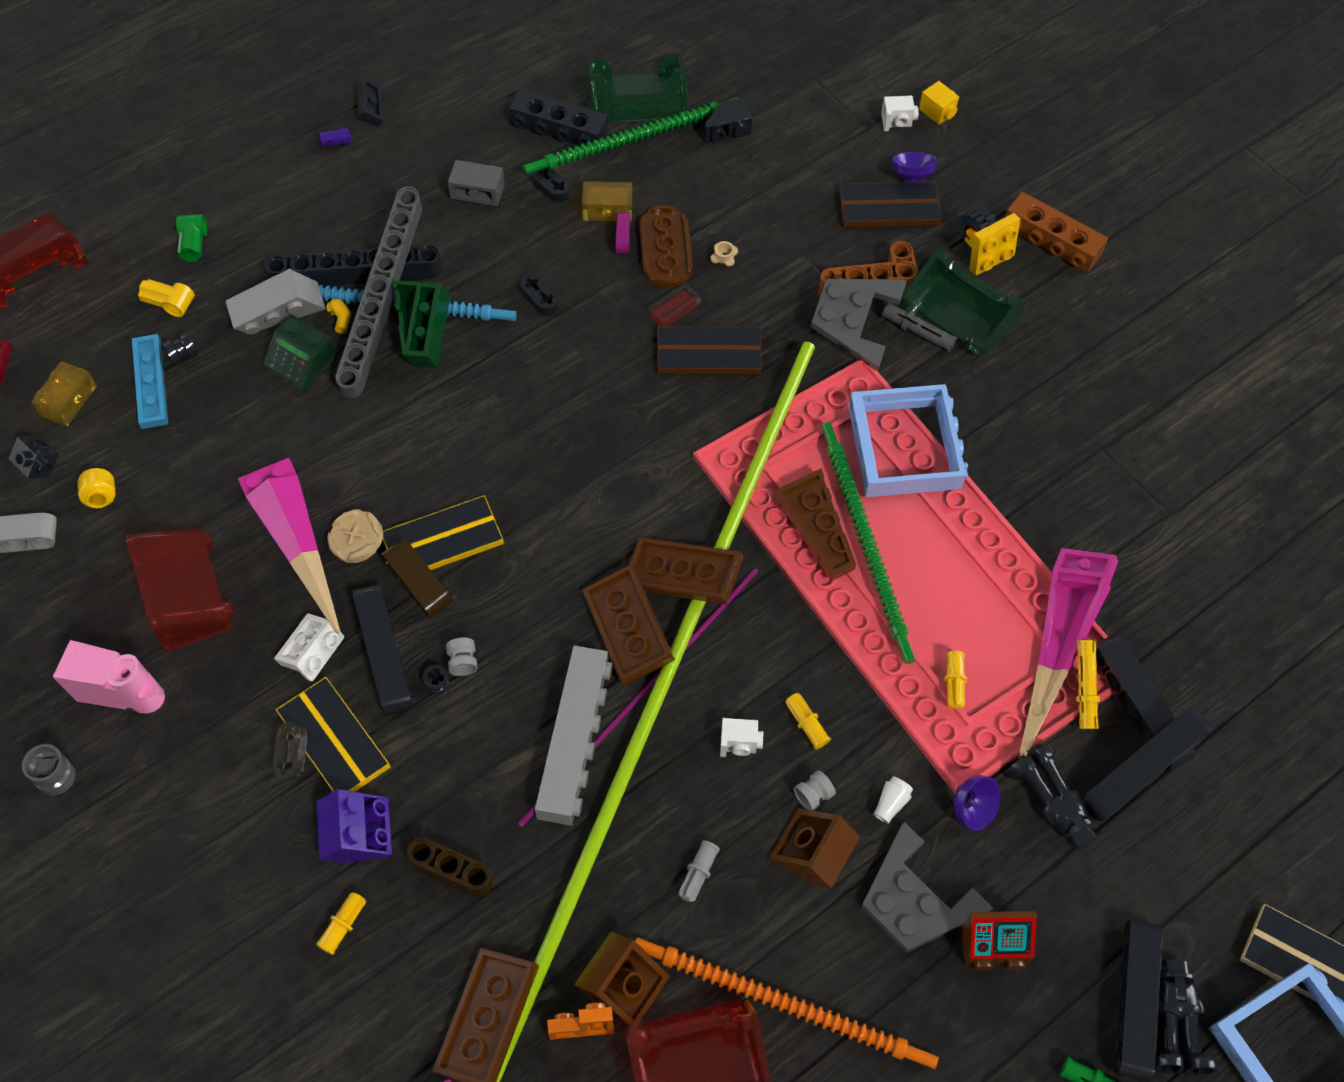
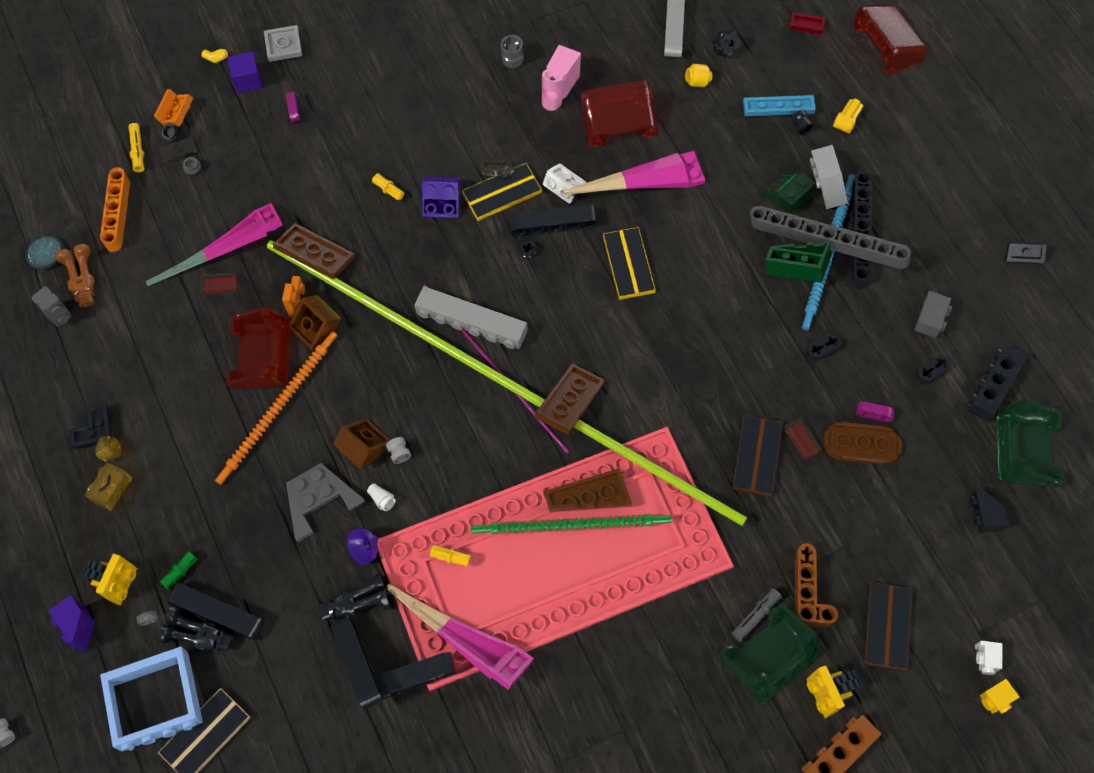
camera: 105 degrees right, 5 degrees up
(64, 393) = (774, 59): clear yellow brick -> none
(191, 233) = (907, 132): green piece -> none
(335, 137) = (991, 227): dark purple pin -> none
(343, 315) = (825, 217): yellow arm -> none
(355, 536) = (638, 213): tan tile -> none
(417, 577) = (597, 241): dark brown beam -> none
(440, 857) = (401, 249): dark brown beam -> none
(461, 656) = (537, 263): light grey wheel -> none
(550, 160) = (949, 368): green hose -> none
(605, 199) = (908, 405): clear yellow brick -> none
(628, 625) = (539, 360): reddish brown tile -> none
(698, 871) = (367, 375): light grey axle -> none
(724, 253) = (850, 489): tan plate -> none
(740, 737) = (445, 413): white brick -> none
(807, 721) = (447, 457): yellow axle -> none
(845, 309) = (772, 554): dark grey wing -> none
(907, 398) = (652, 540): light blue window -> none
(914, 166) = (929, 649): dark purple piece -> none
(999, 939) = (273, 533): slope -> none
(1087, 690) = (416, 640): yellow pin -> none

